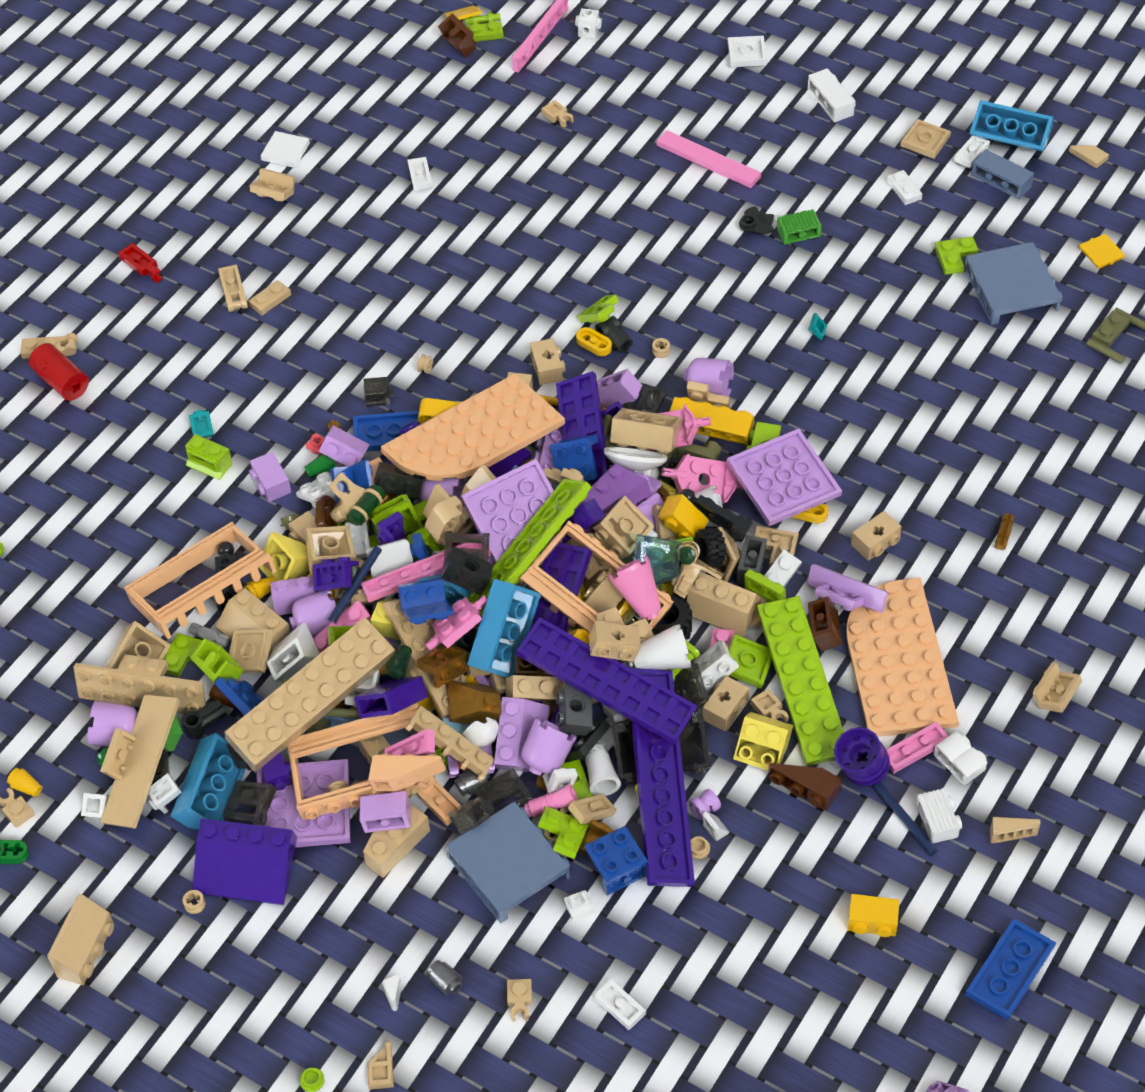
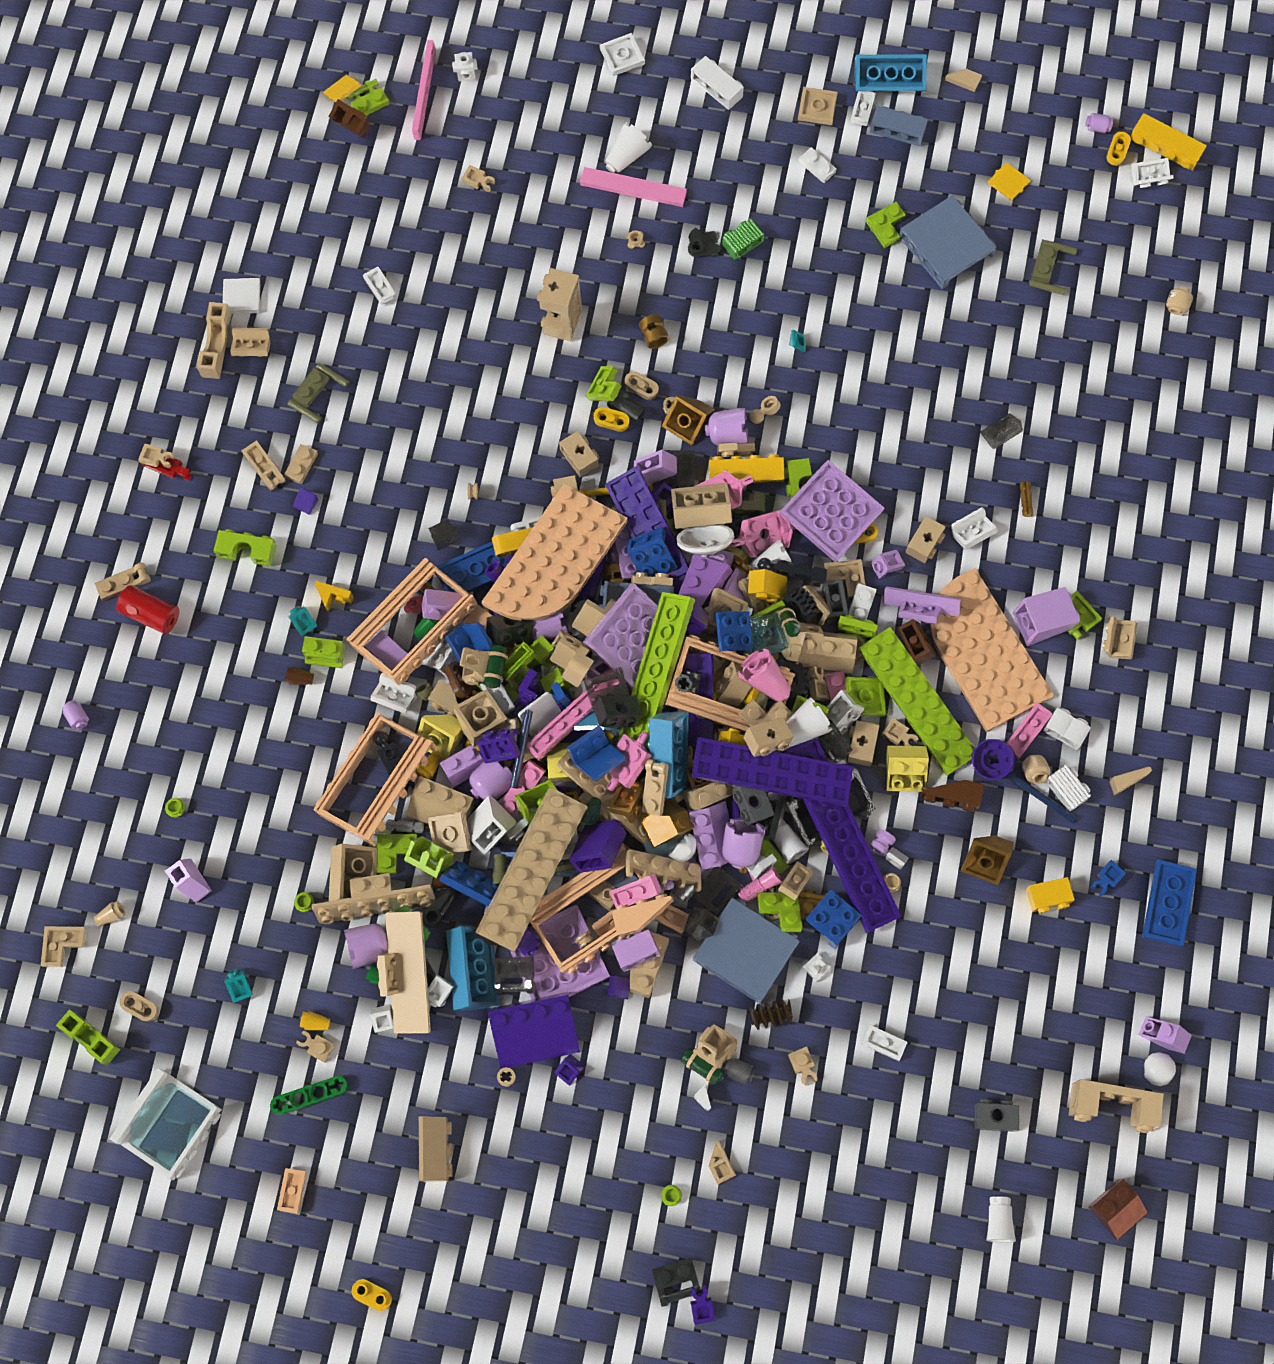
camera: 20 degrees left, 20 degrees up
(68, 671) = (303, 902): none -> lime plate
(133, 247) = (154, 455): none -> tan plate
(171, 471) = (297, 676): none -> reddish brown cone
(192, 354) = (230, 543): none -> lime arch
(228, 189) = (218, 325): none -> tan arch
(240, 409) = (329, 592): none -> yellow slope
(258, 327) = (305, 501): none -> dark purple slope
(259, 512) = (394, 696): none -> white bracket
(264, 917) = (569, 1069): none -> dark purple slope
(312, 238) = (311, 388): none -> olive plate
(313, 470) = (393, 604): none -> light nougat window
(352, 854) = (618, 987): none -> dark purple slope
(420, 947) = (712, 1051): none -> tan piece
(474, 654) = (655, 787): none -> tan plate
(506, 932) = (771, 1014): none -> dark brown piece
(552, 564) = (688, 681): none -> pearl dark grey piece
(588, 209) = (562, 302): none -> tan plate
(622, 535) = (734, 631): none -> blue bracket
(638, 322) = (642, 386): none -> tan plate
(670, 360) = (687, 418): none -> pearl gold slope
(671, 278) = (654, 332): none -> pearl gold wheel
(690, 200) = (635, 235): none -> tan plate
(700, 635) = (818, 687): none -> tan plate
(715, 123) = (627, 148): none -> white cone
(761, 374) = (769, 406): none -> tan plate
(816, 855) = (988, 858): none -> pearl gold slope
(826, 544) = (887, 563): none -> lavender bracket
(907, 784) = (1036, 769): none -> tan head
(932, 539) = (973, 529): none -> white bracket
(950, 918) = (1110, 876): none -> blue plate
(979, 639) = (1046, 615): none -> lavender slope
(1003, 464) = (1002, 430): none -> clear smoke slope
(1022, 650) = (1087, 614): none -> lime plate

